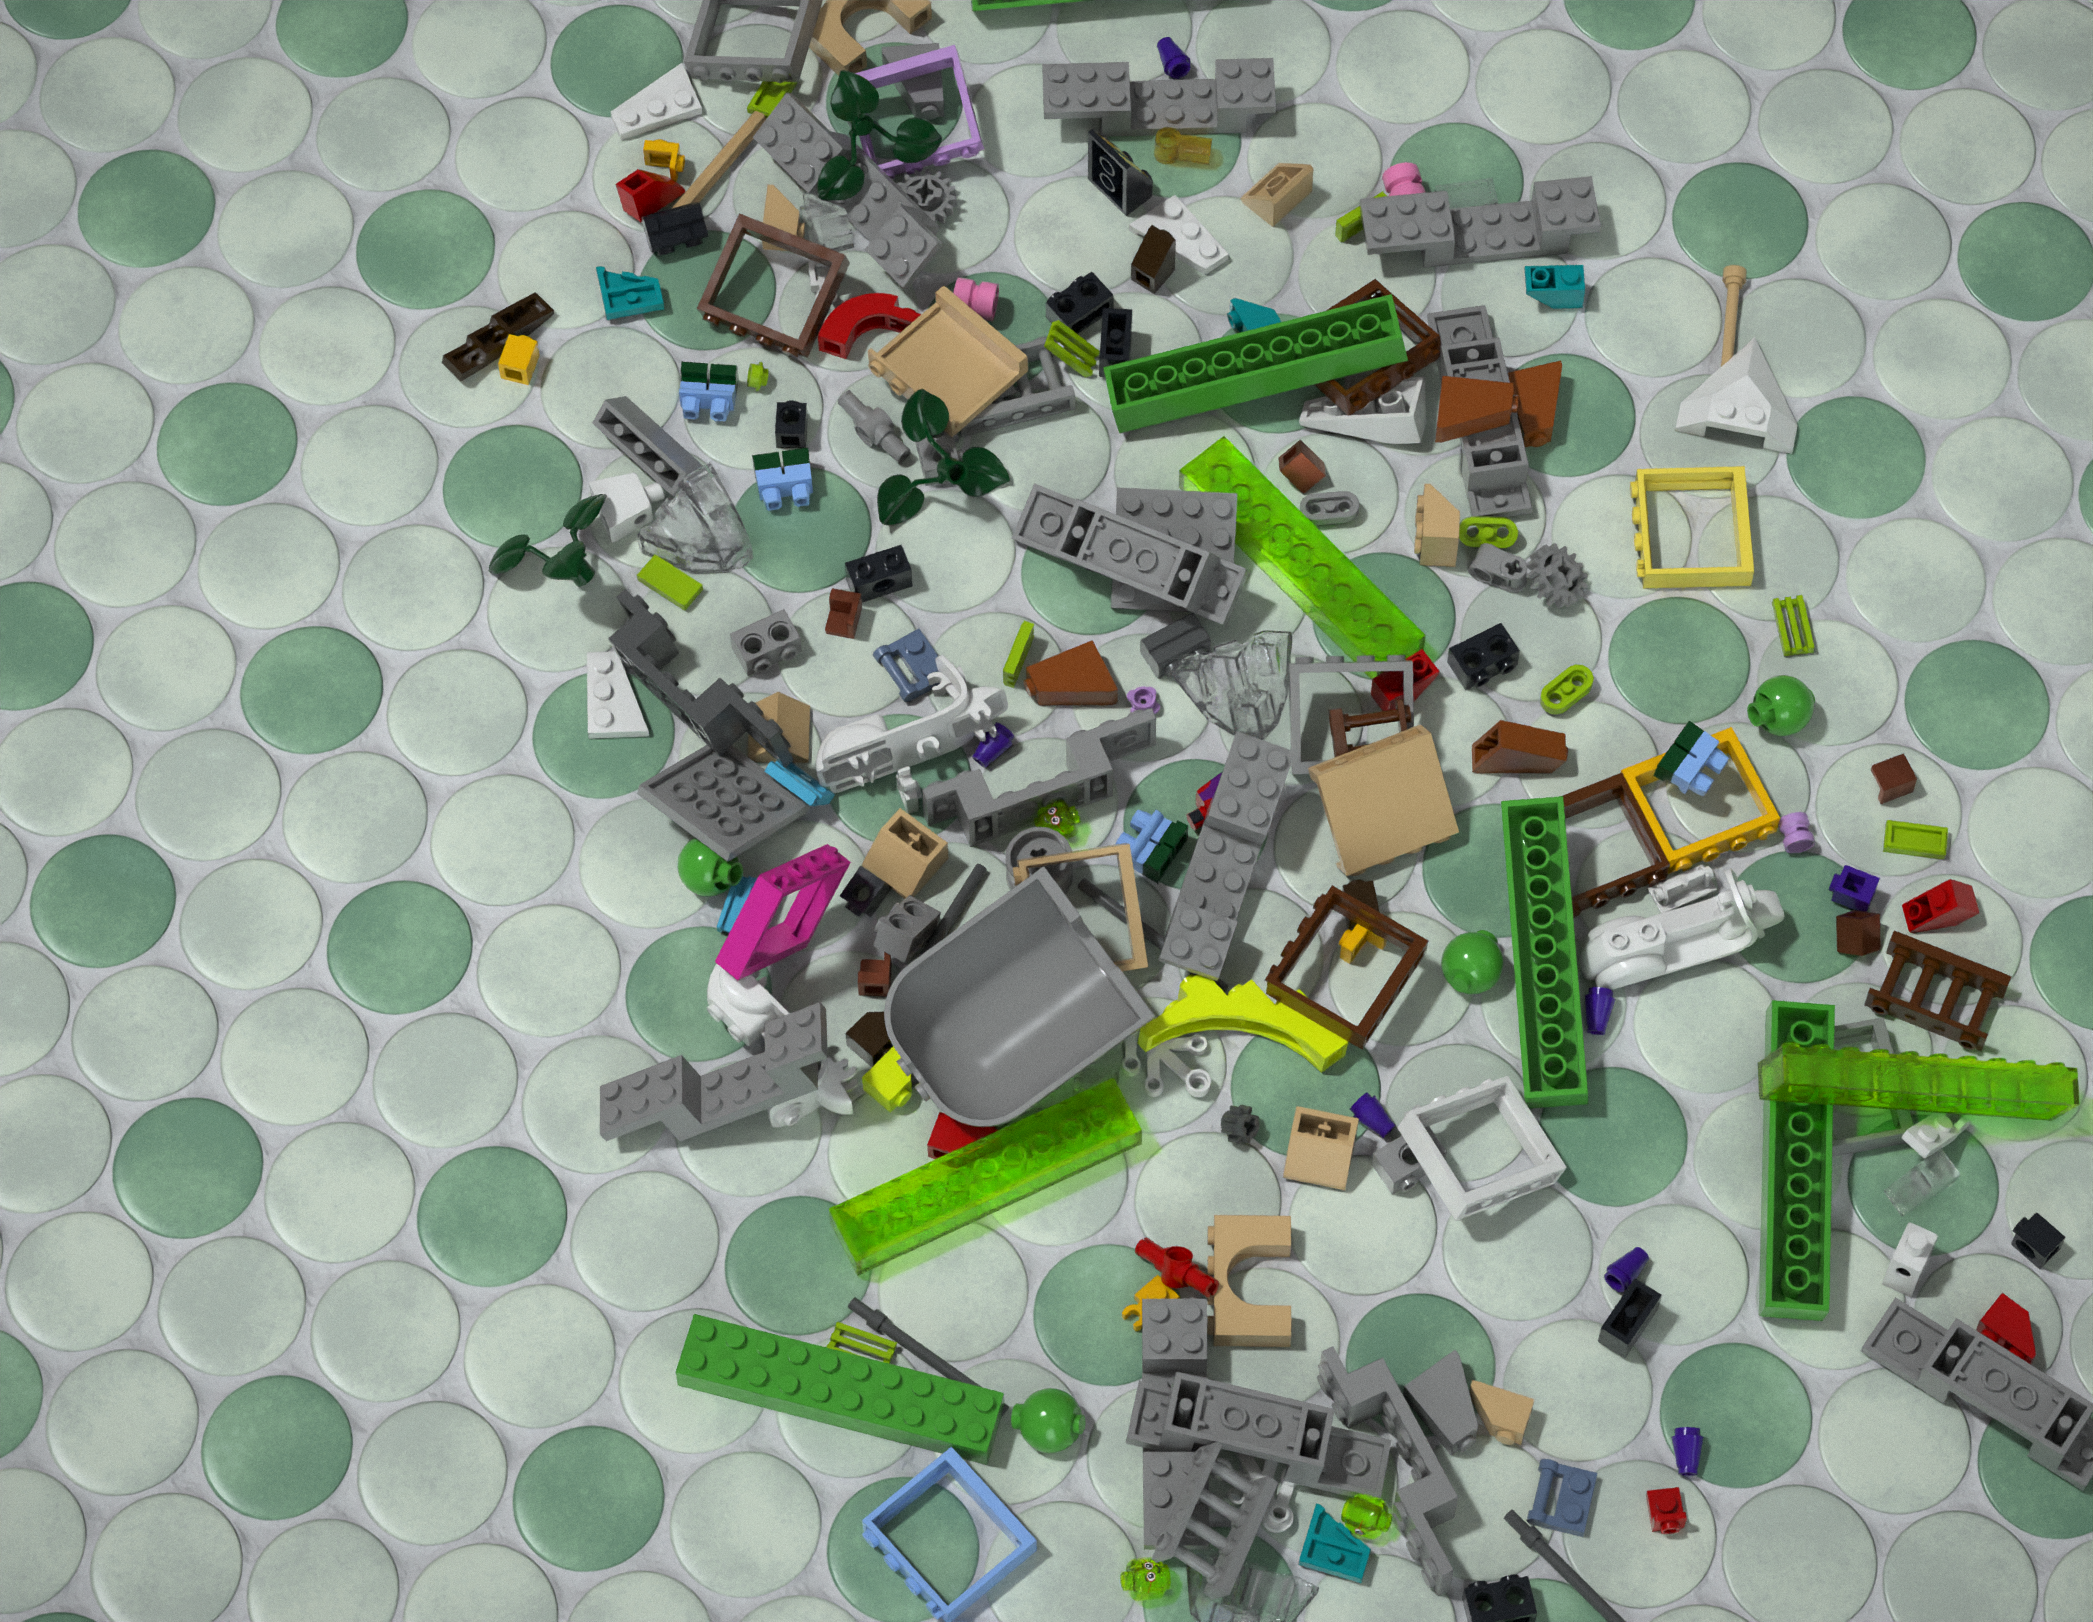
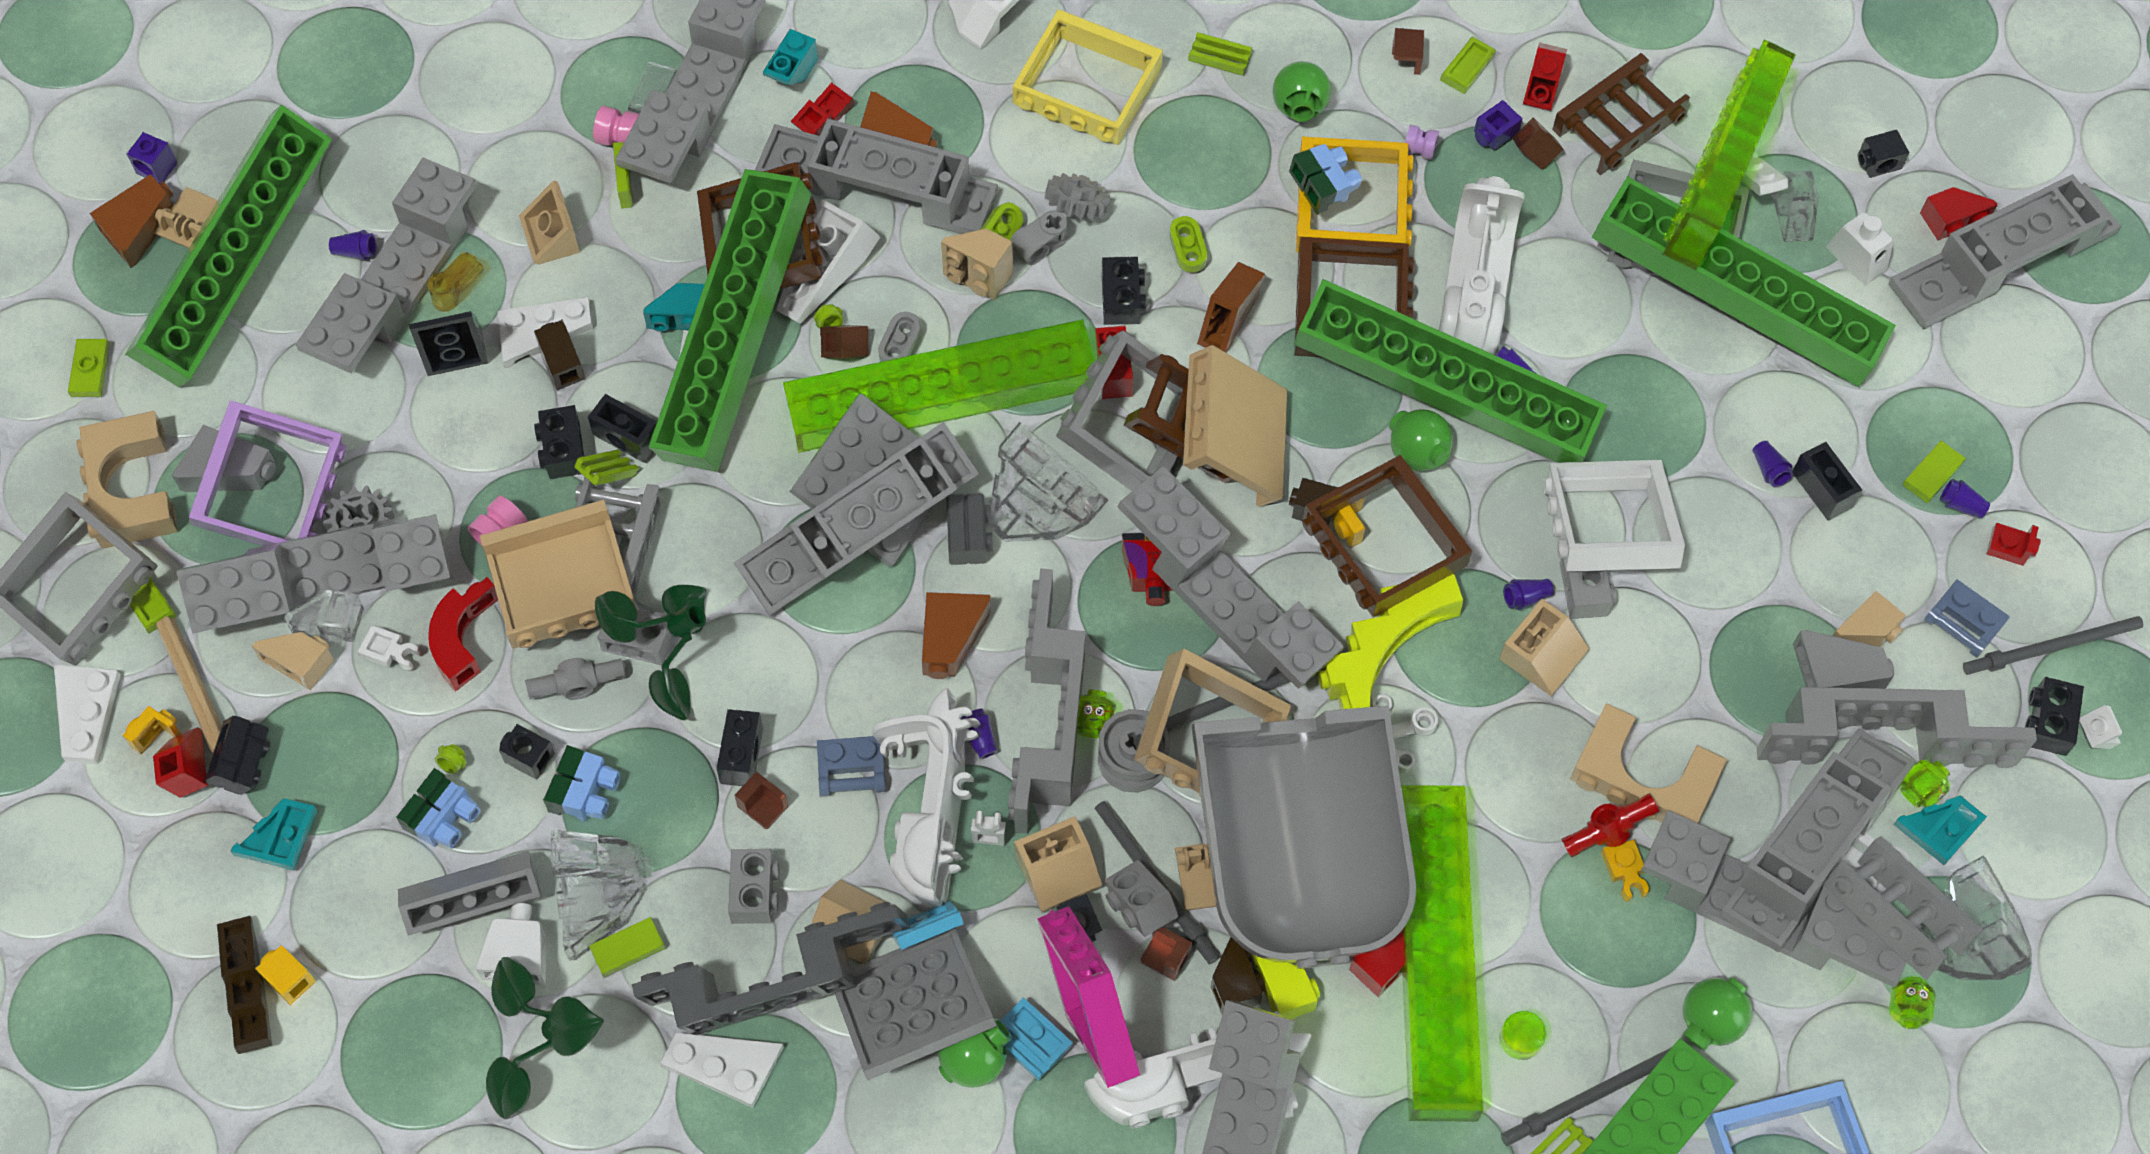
camera: 65 degrees left, 0 degrees up
(766, 336) = (337, 651): reddish brown window -> none
(852, 102) = (239, 504): dark green plant -> none
(946, 1274) = (1522, 1035): none -> clear neon green head
(1018, 654) = (897, 665): lime tile -> none
(1143, 693) = (1008, 576): lavender plate -> none
(1156, 844) = (1158, 637): hips -> none
(1240, 1124) = (1486, 704): dark grey gear -> none
(1319, 443) = (828, 316): none -> lime plate
(1473, 406) = (889, 167): dark orange slope -> none
(1520, 337) = (830, 104): none -> red slope
(1683, 888) = (1426, 249): white hinge -> none
(1707, 1414) = (1934, 471): none -> lime tile

